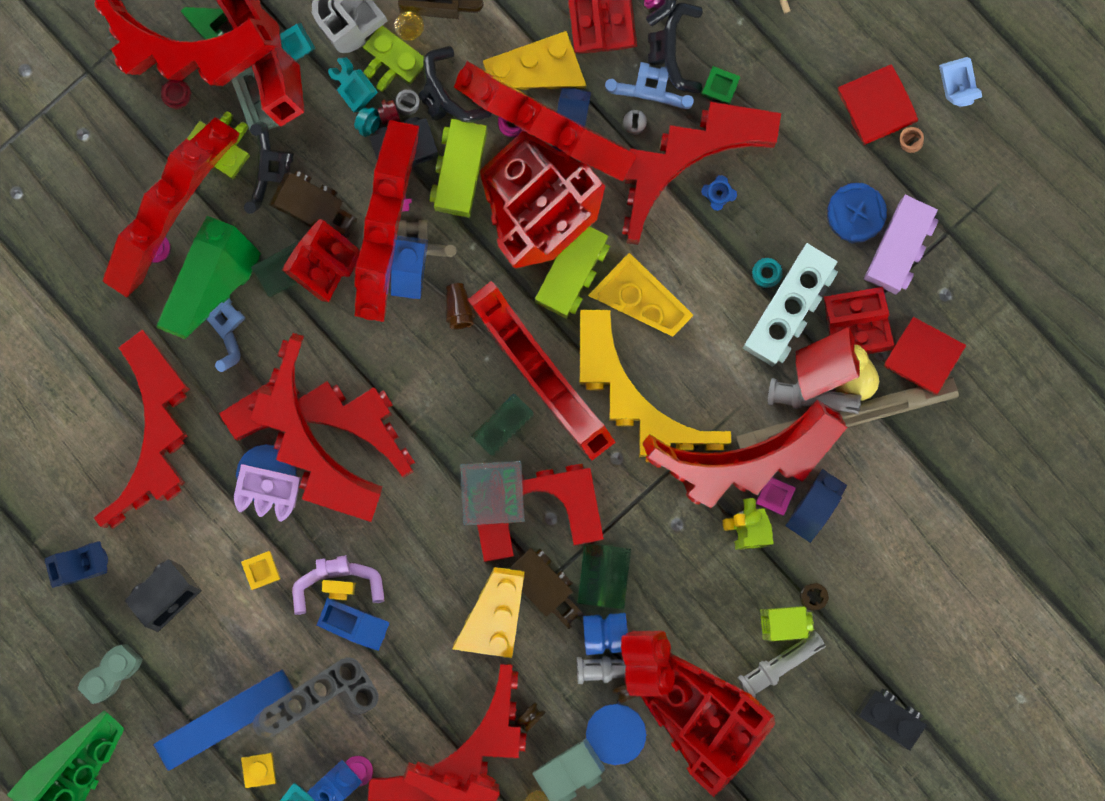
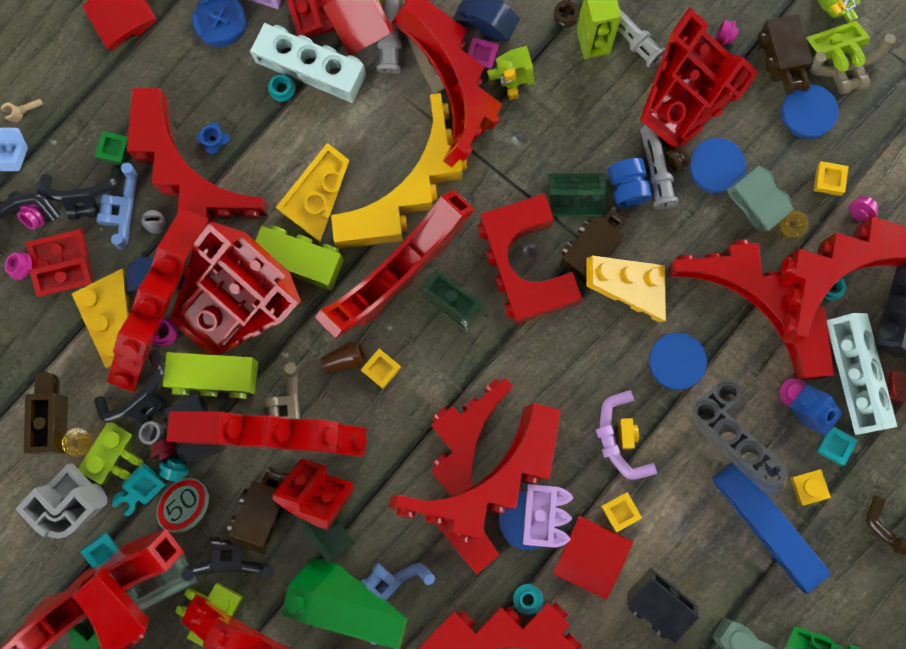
camera: 90 degrees left, 5 degrees down
(198, 463) = (518, 596): none -> teal plate
(220, 534) = (592, 557): none -> red slope
(329, 127) = (182, 505): none -> piece
(353, 624) = (658, 415): blue slope -> none
(408, 267) = (311, 406): blue slope -> none
(408, 655) = (677, 361): none -> blue tile
(442, 344) = (381, 368): none -> yellow plate
(492, 493) = (517, 298): clear light blue tile -> none
(530, 717) = (715, 240): dark brown bush -> none
(647, 663) = (653, 136): red brick -> none
(766, 771) = (726, 32): none -> dark pink plate

